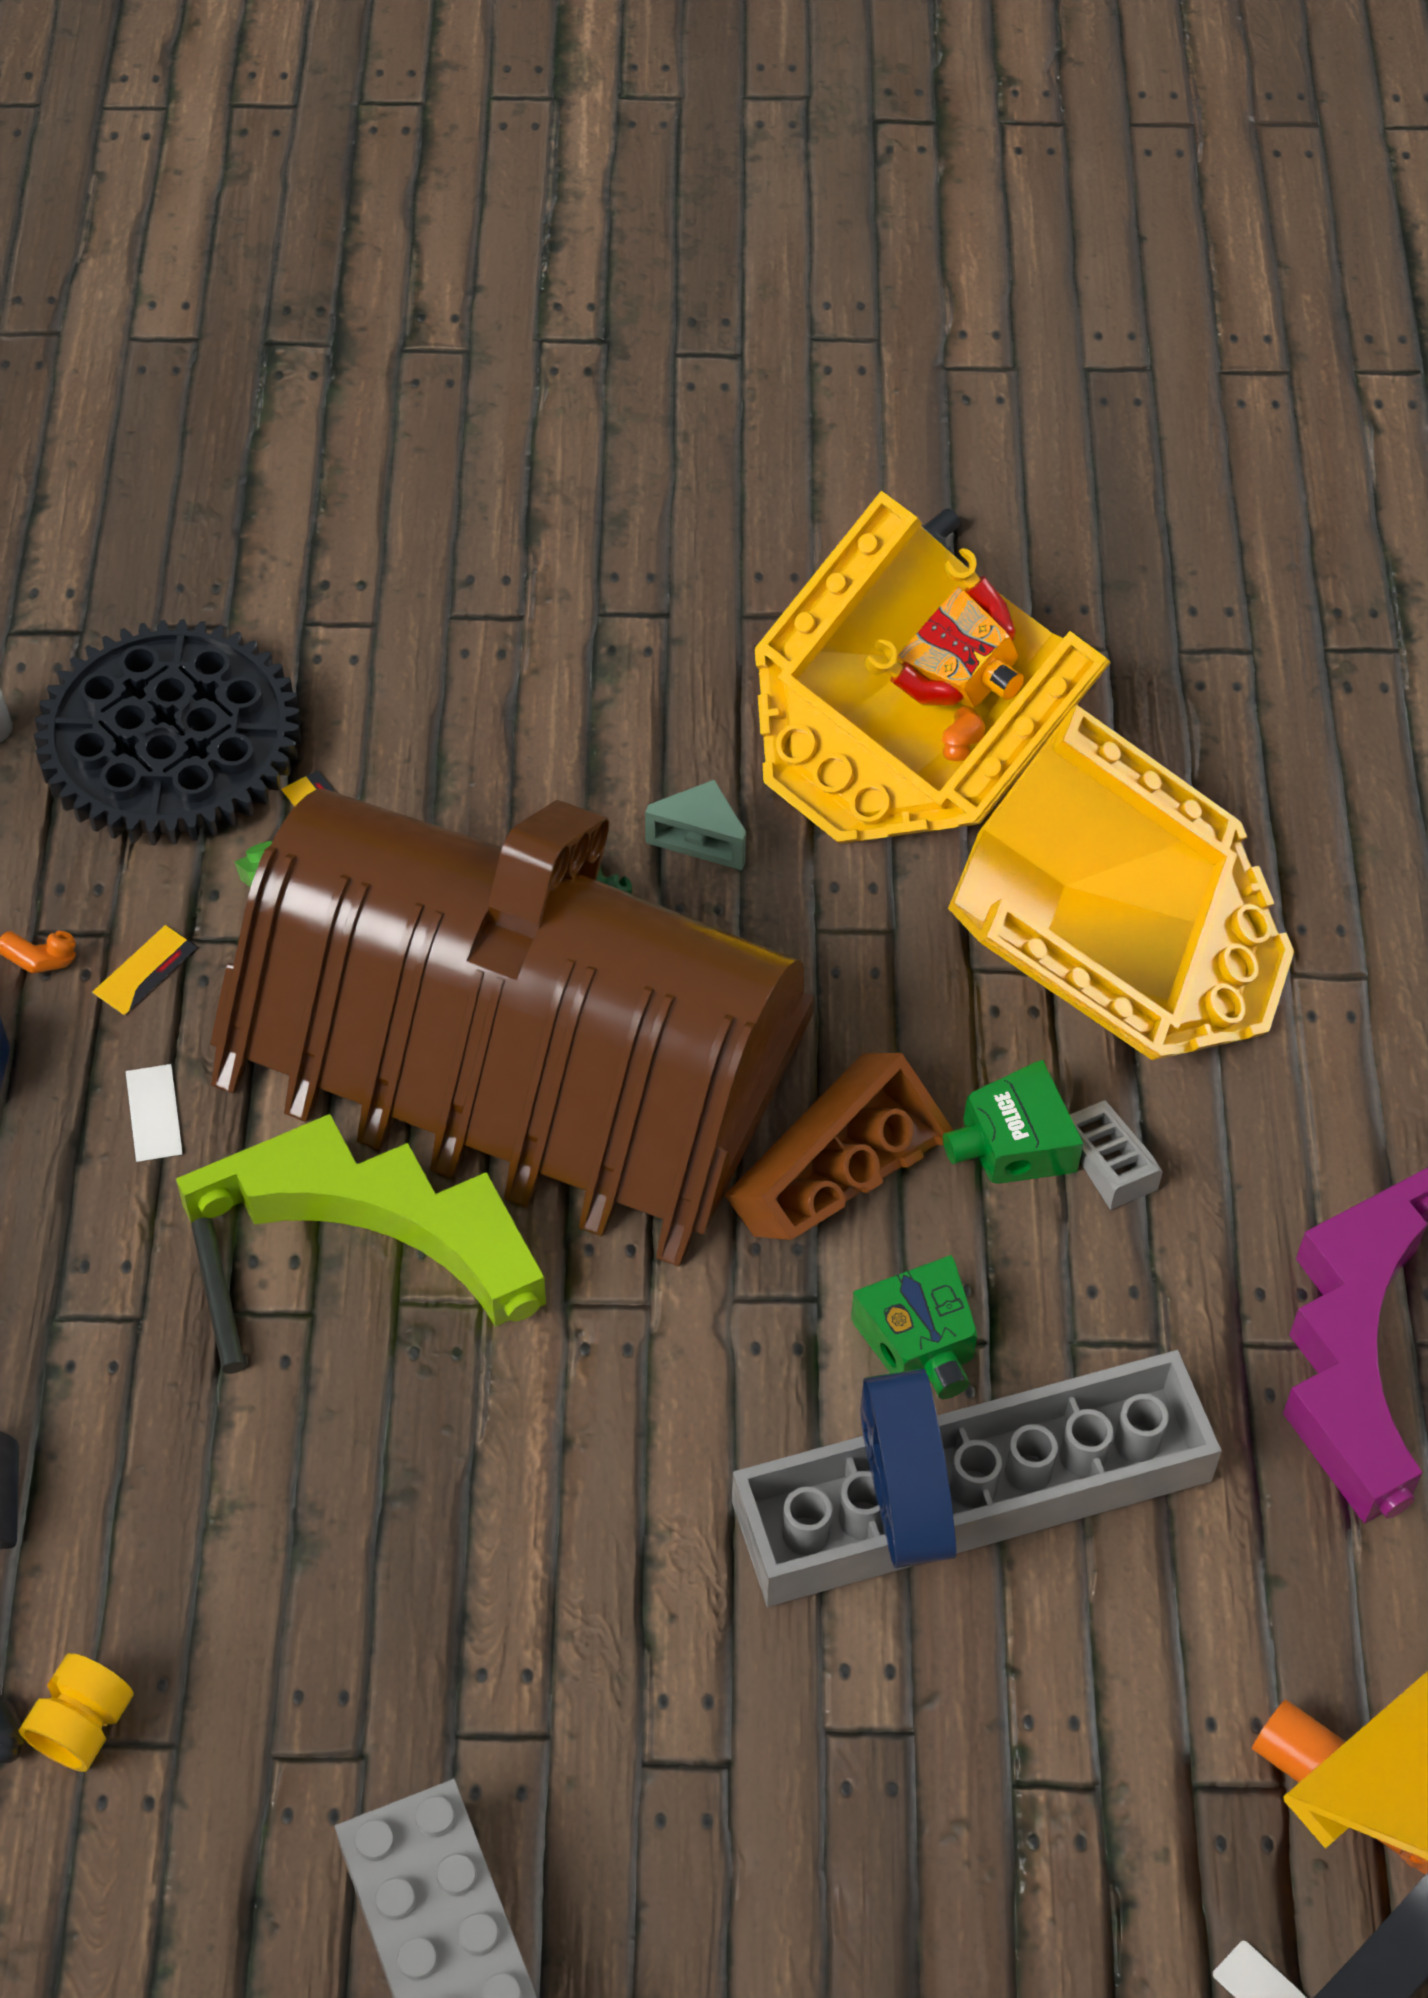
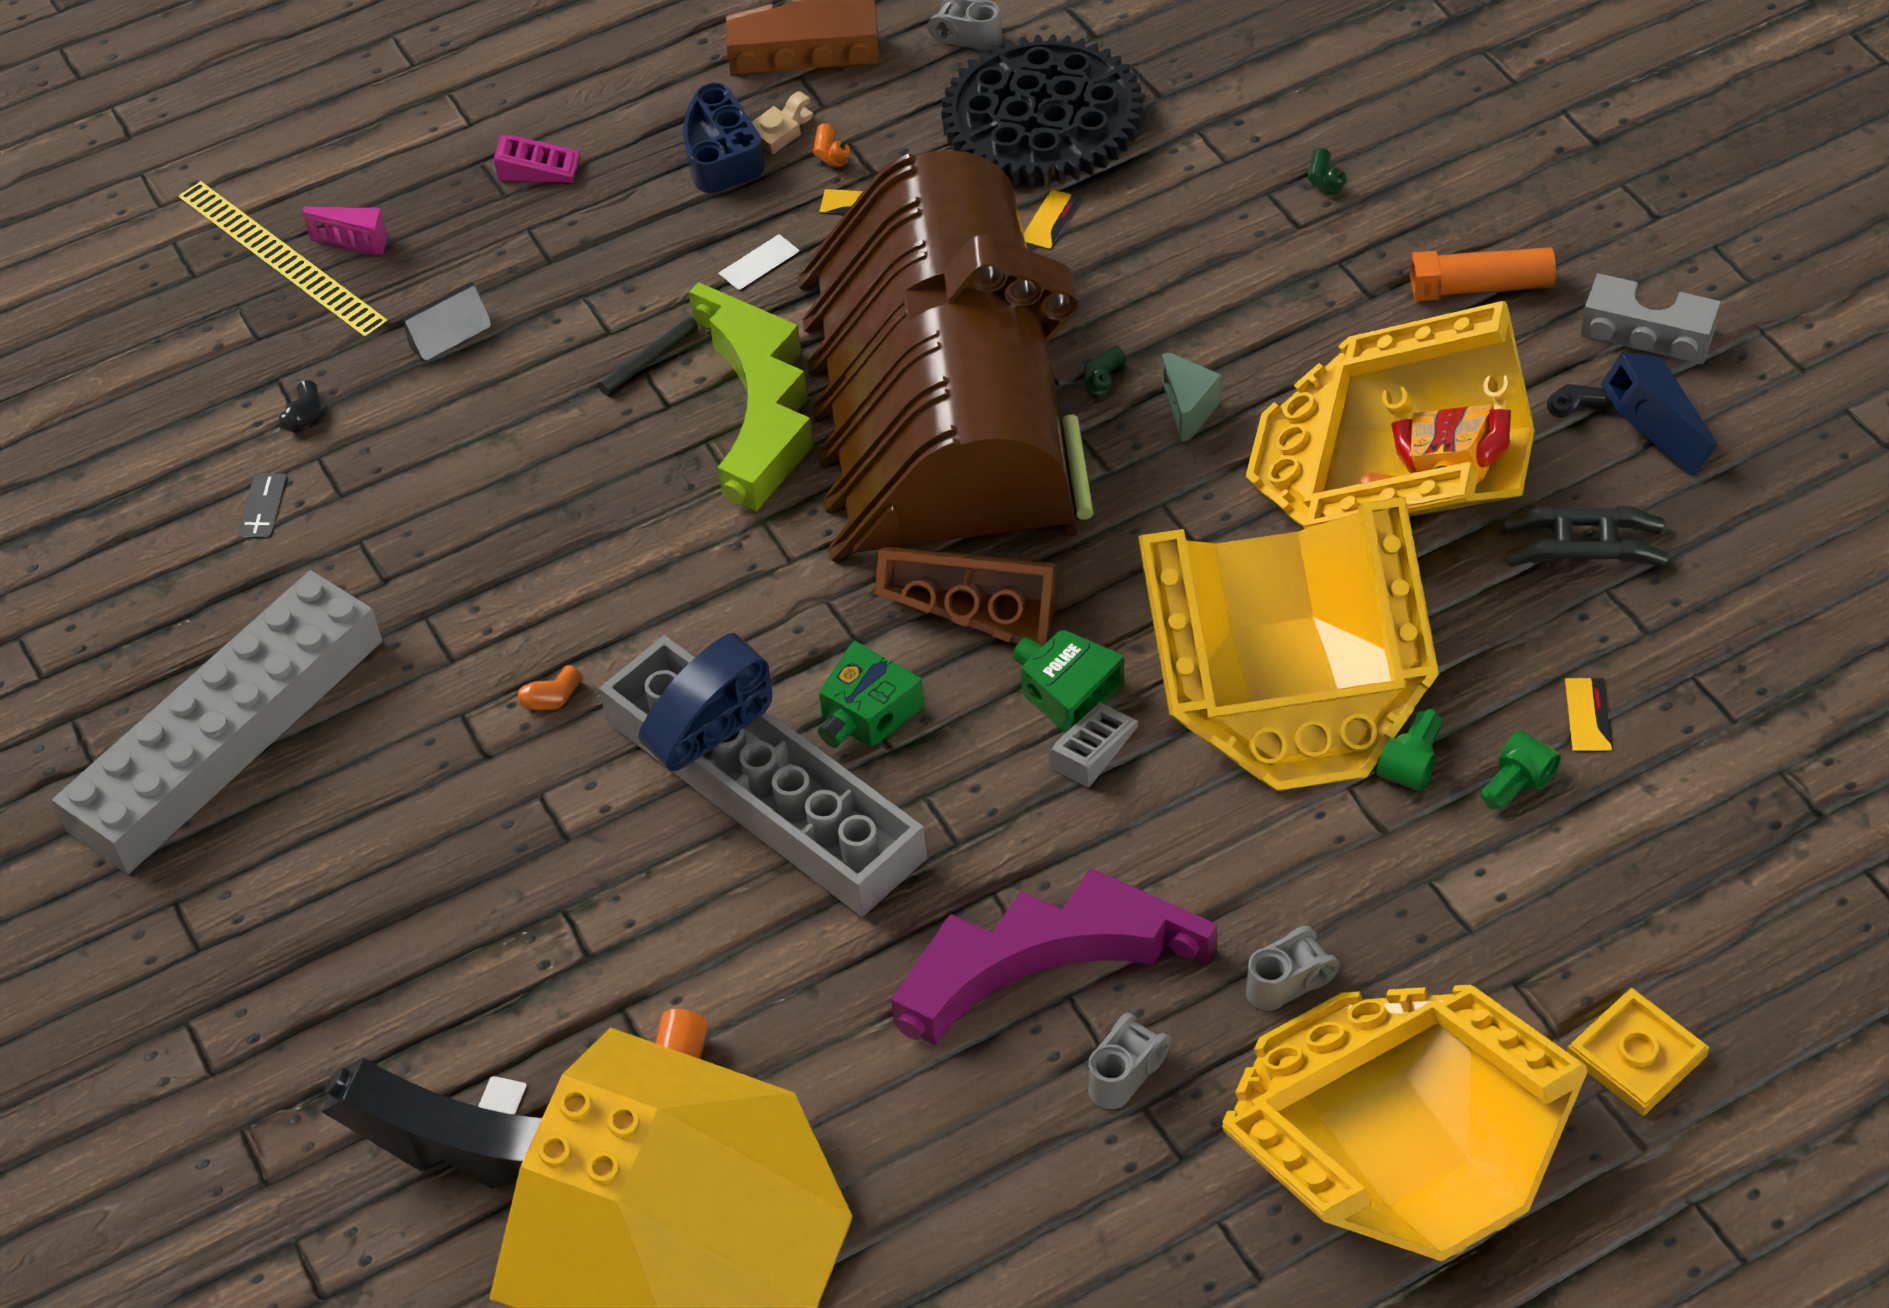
camera: 65 degrees right, 5 degrees down
(80, 1704) = (318, 432): yellow wheel -> none
(116, 1850) = (262, 505): none -> dark grey sticker
(468, 560) = (1322, 176): none -> dark green arm
(689, 1648) = (550, 694): none -> orange arm
(721, 512) = (1481, 272): none -> orange piece
(858, 449) = (1676, 332): none -> light grey arch
(1012, 485) = (1658, 407): none -> dark blue slope
(1147, 618) = (1566, 548): none -> pearl dark grey piece
(1302, 903) = (1410, 756): none -> green axle
(1320, 747) = (1588, 714): none -> yellow sticker
(1368, 823) = (1522, 765): none -> green axle

